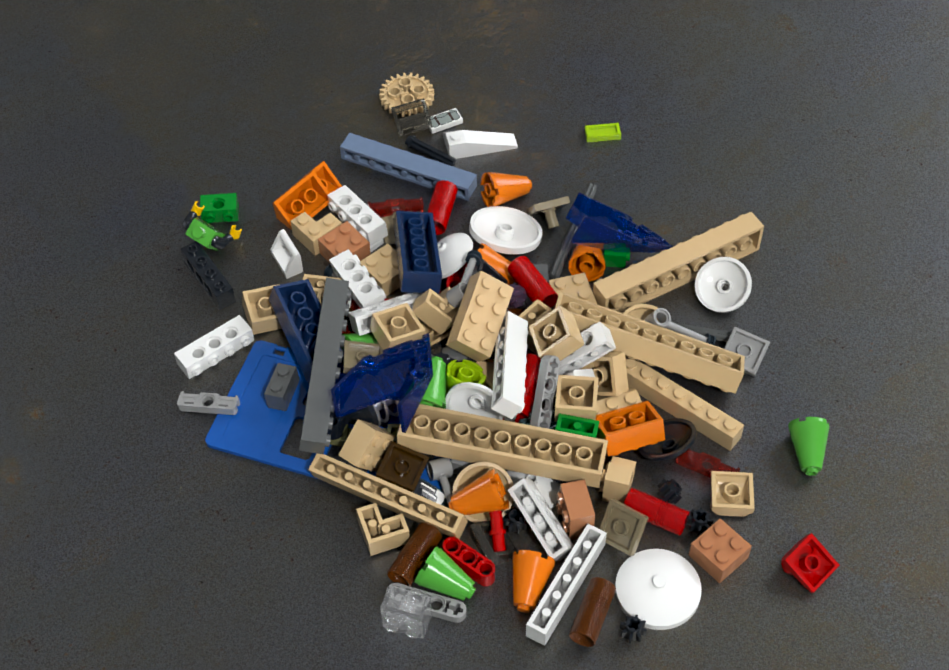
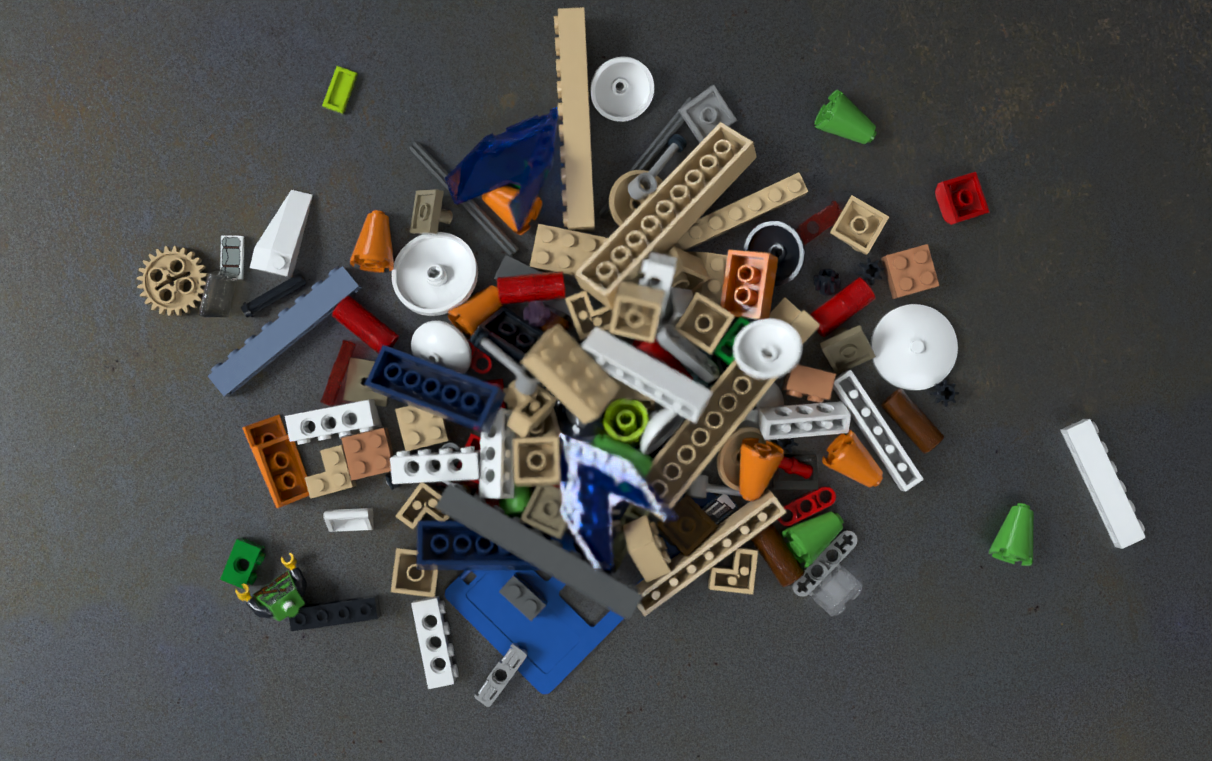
camera: 70 degrees left, 35 degrees up
(583, 439) = (764, 339): none -> white dish

